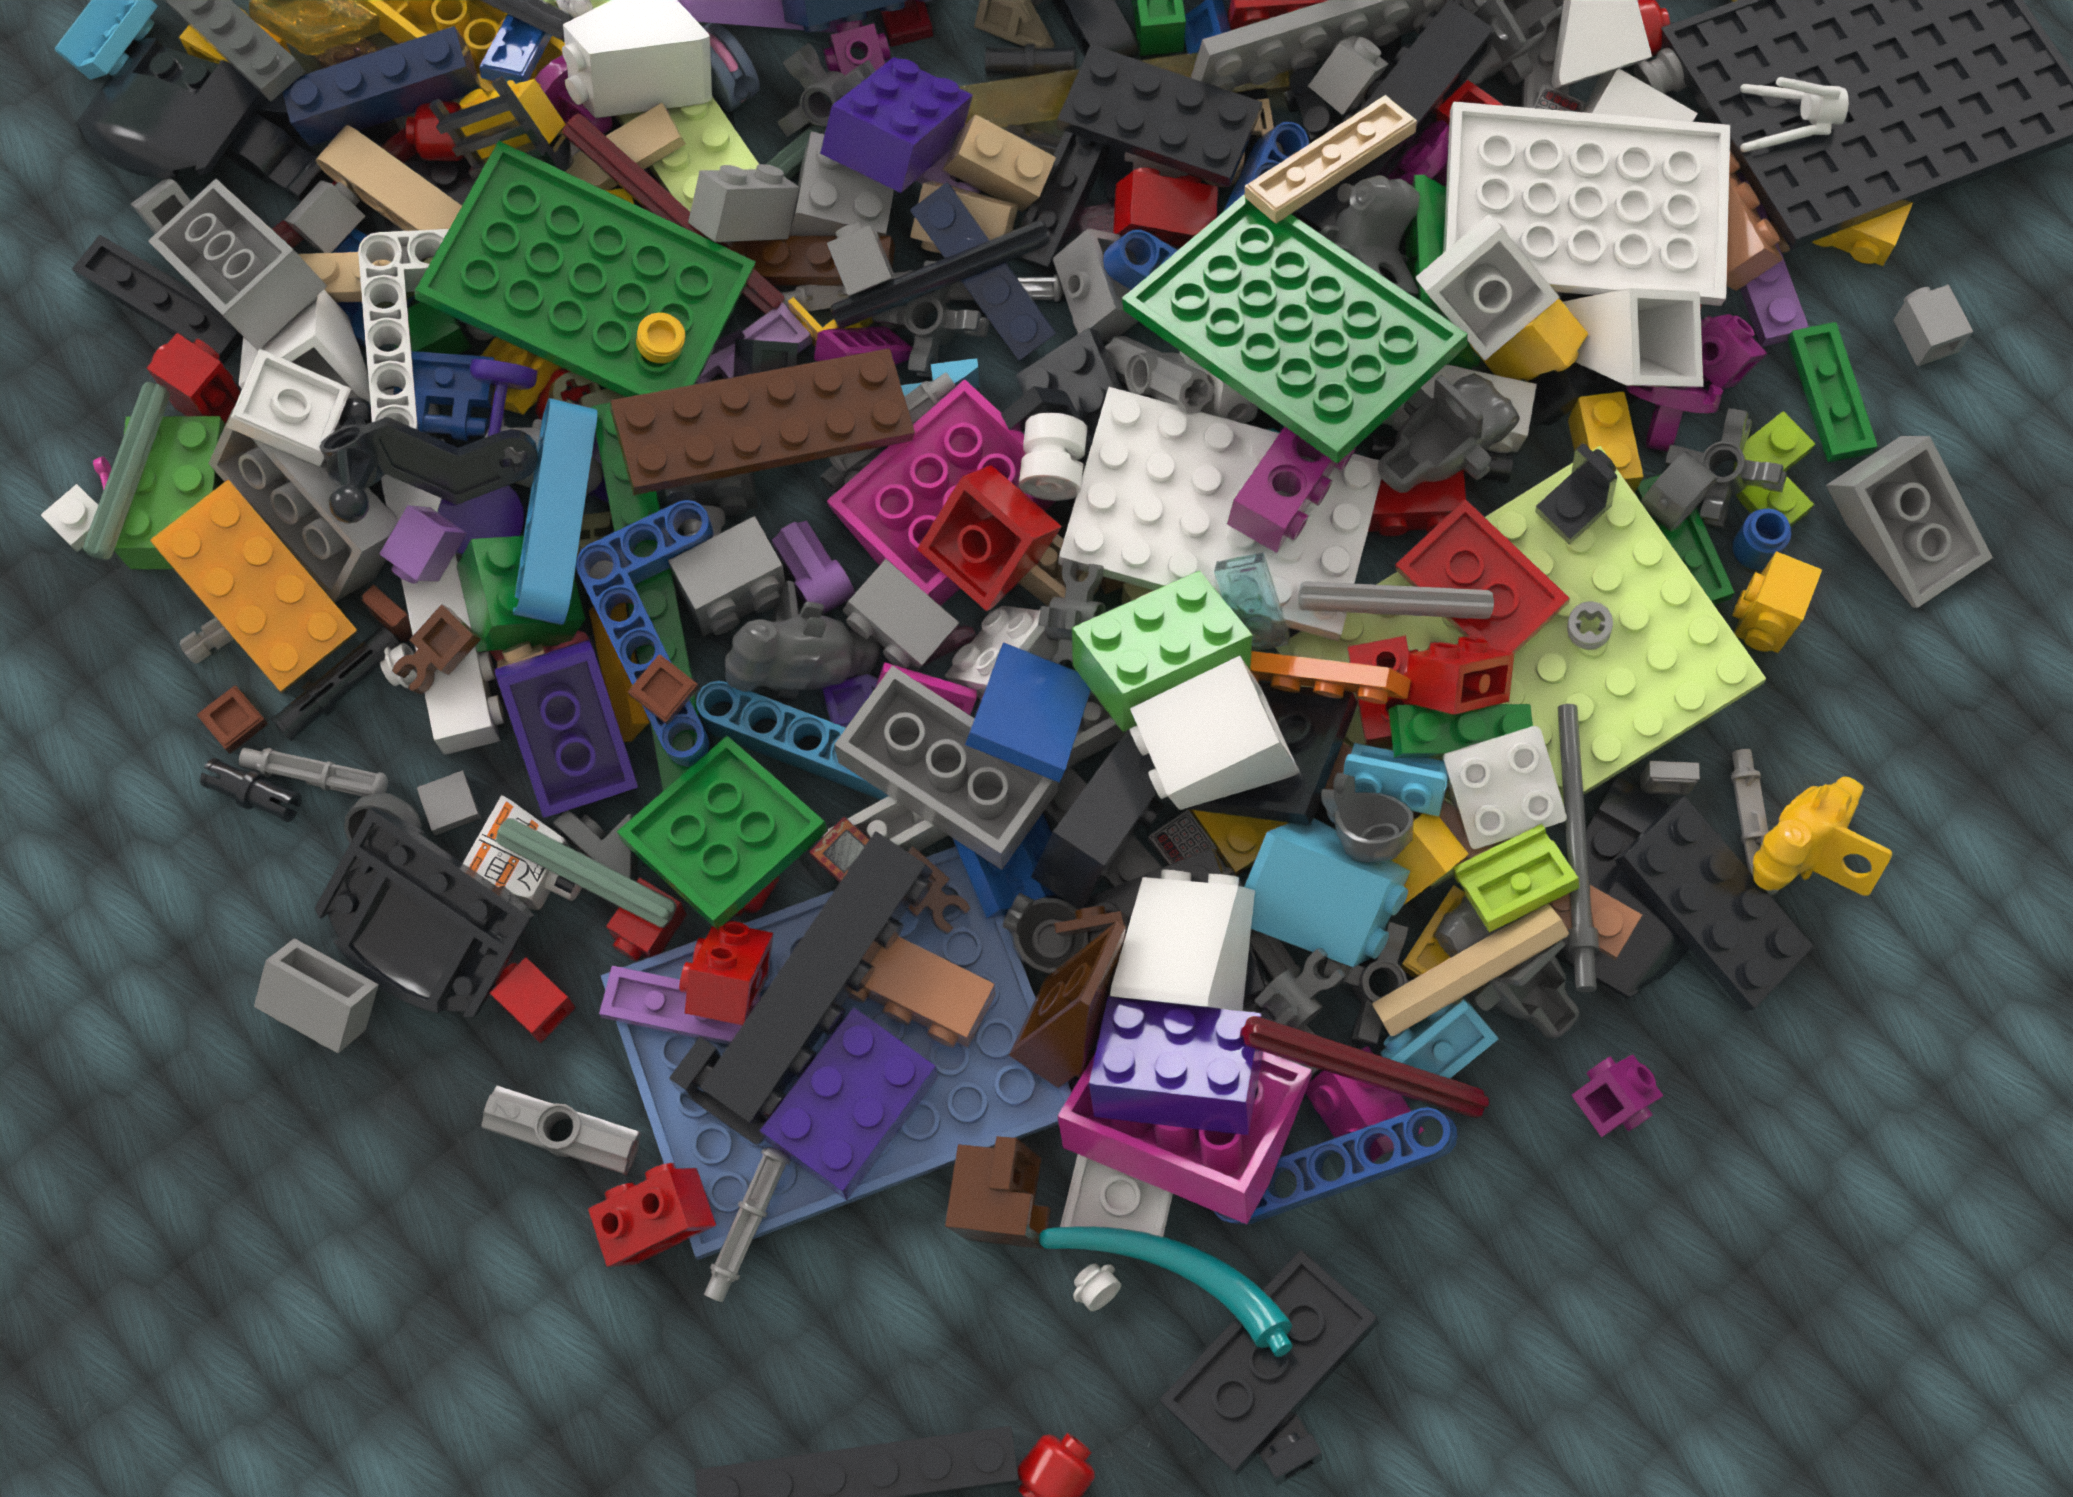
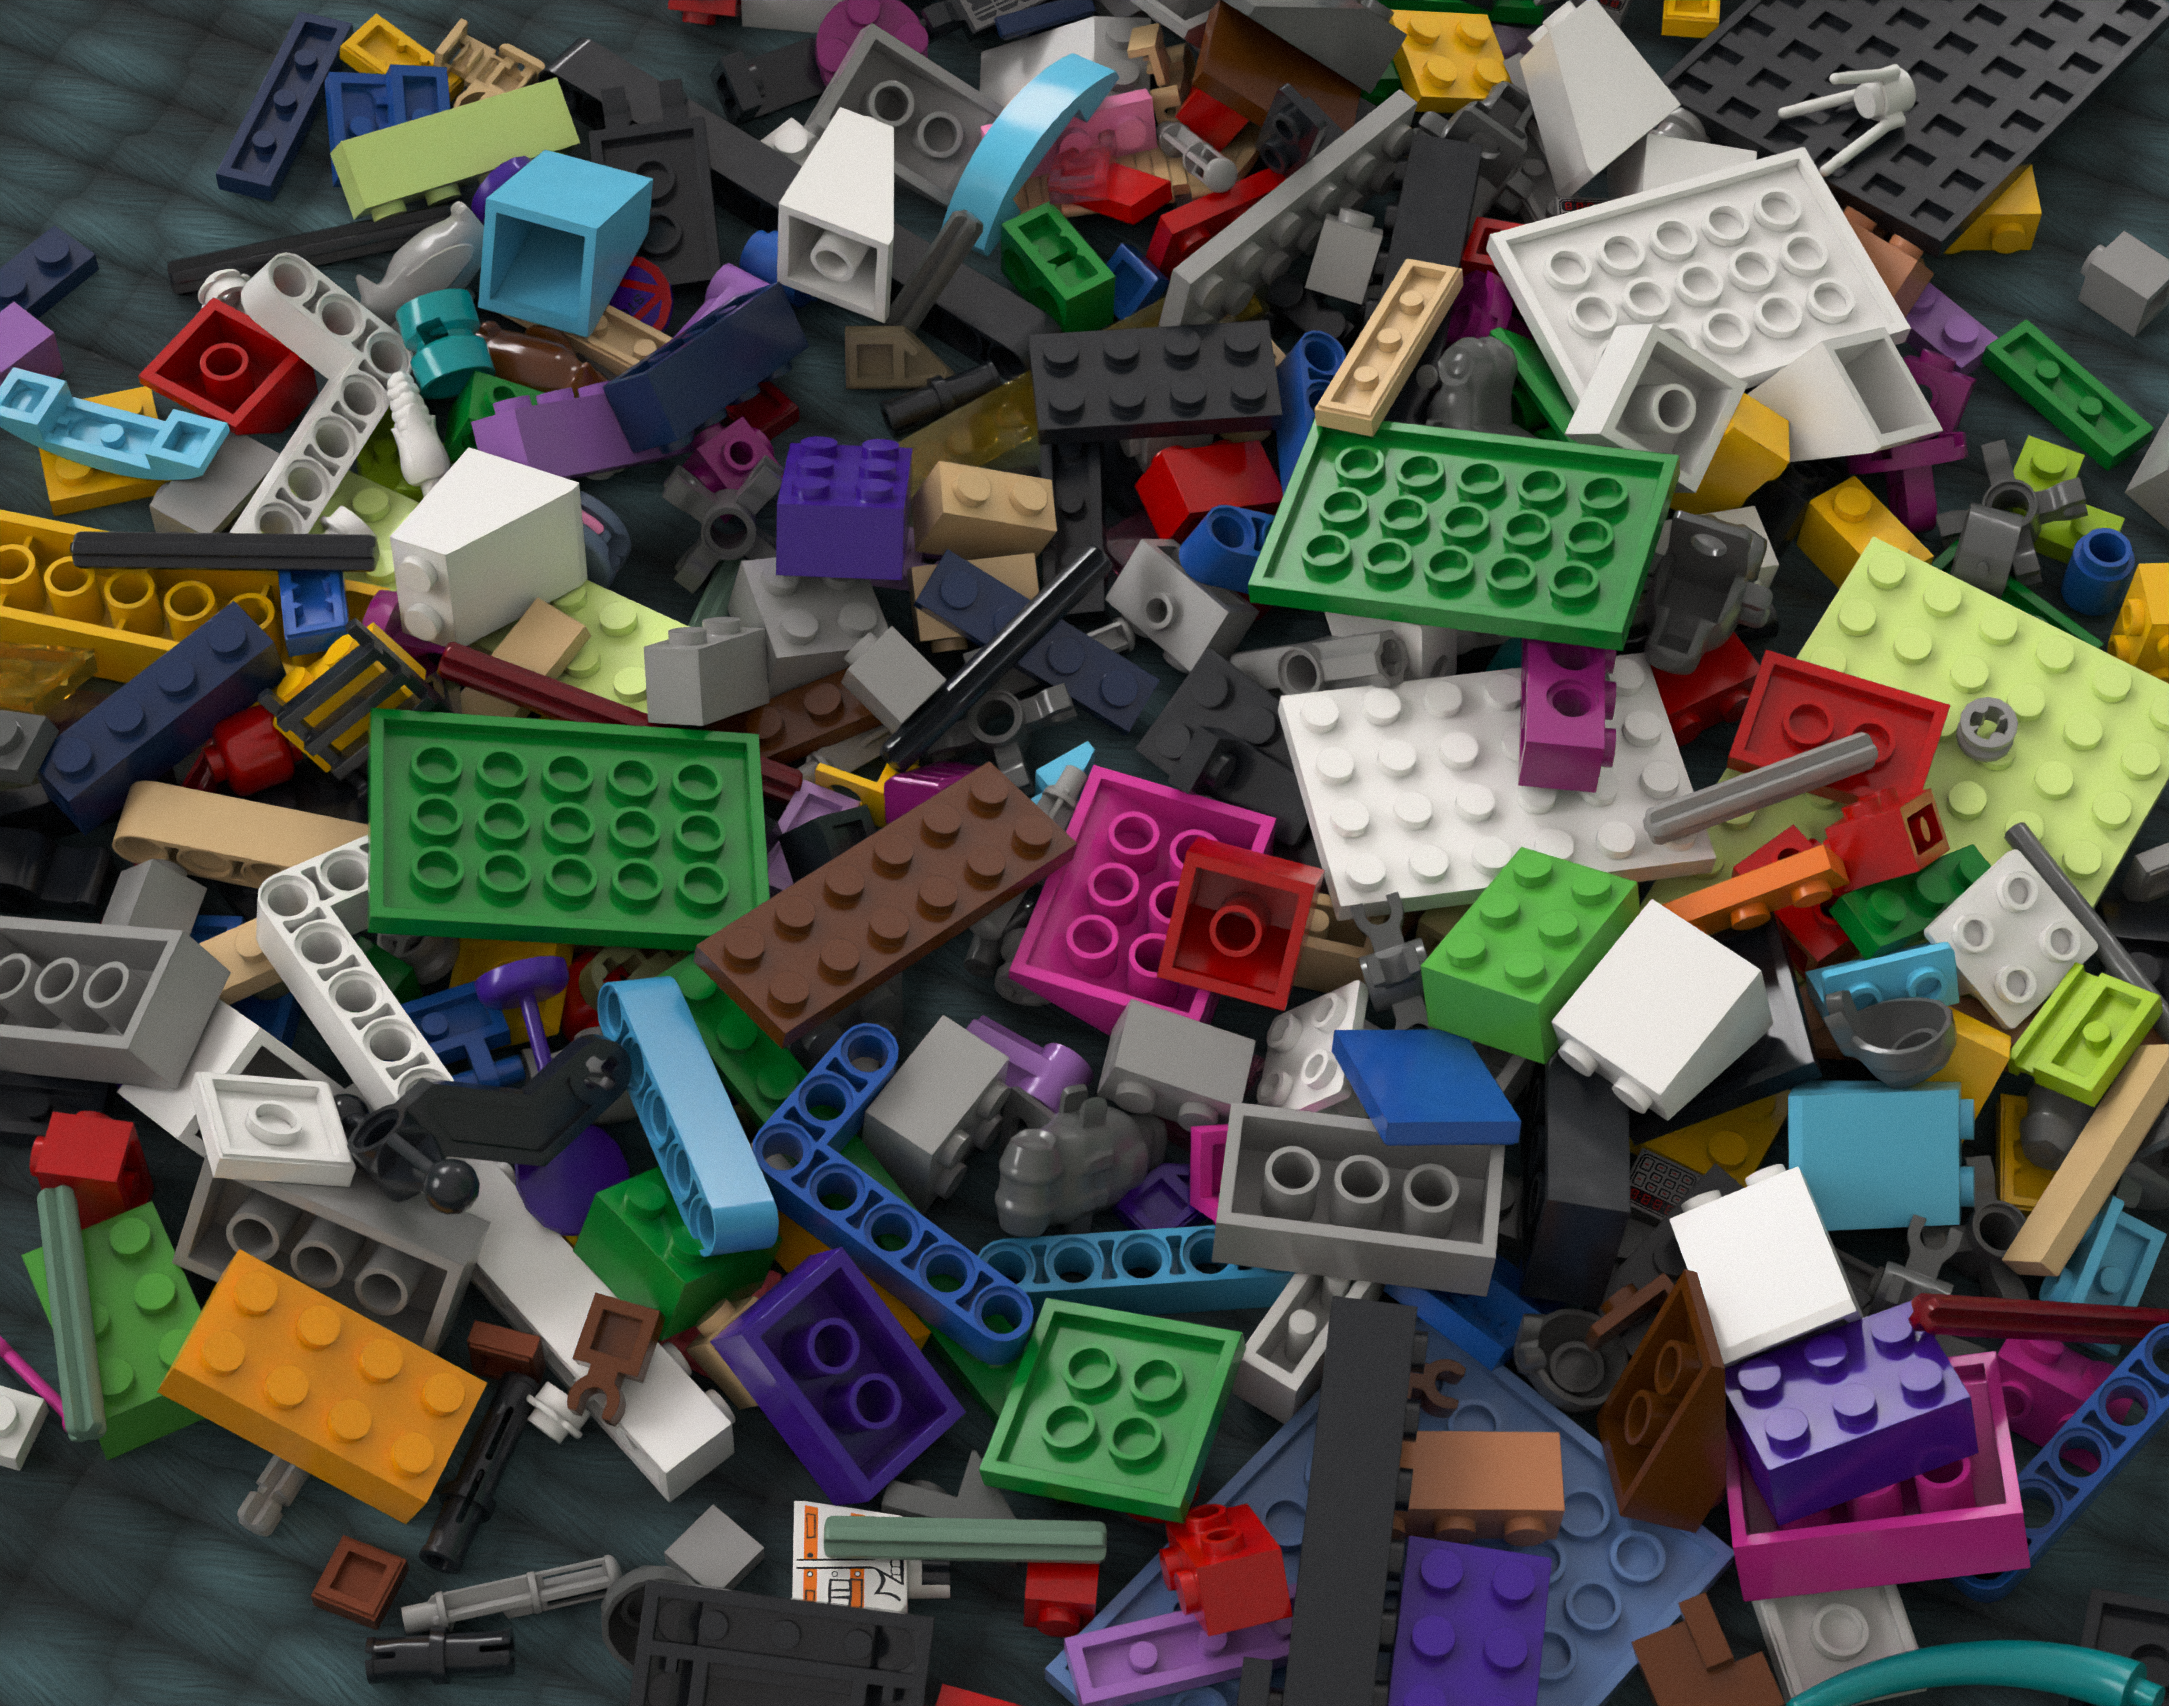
camera: 30 degrees left, 15 degrees down
(422, 544) = (526, 1234): medium lavender brick -> none
(660, 338) = (702, 859): yellow tile -> none
(663, 689) = (952, 1262): copper tile -> none
(839, 848) = (1284, 1362): tile -> none
(1053, 449) = (1262, 795): white wheel -> none
(1253, 598) = (1590, 837): clear light blue plate -> none
(1581, 496) = (1896, 583): black bracket -> none

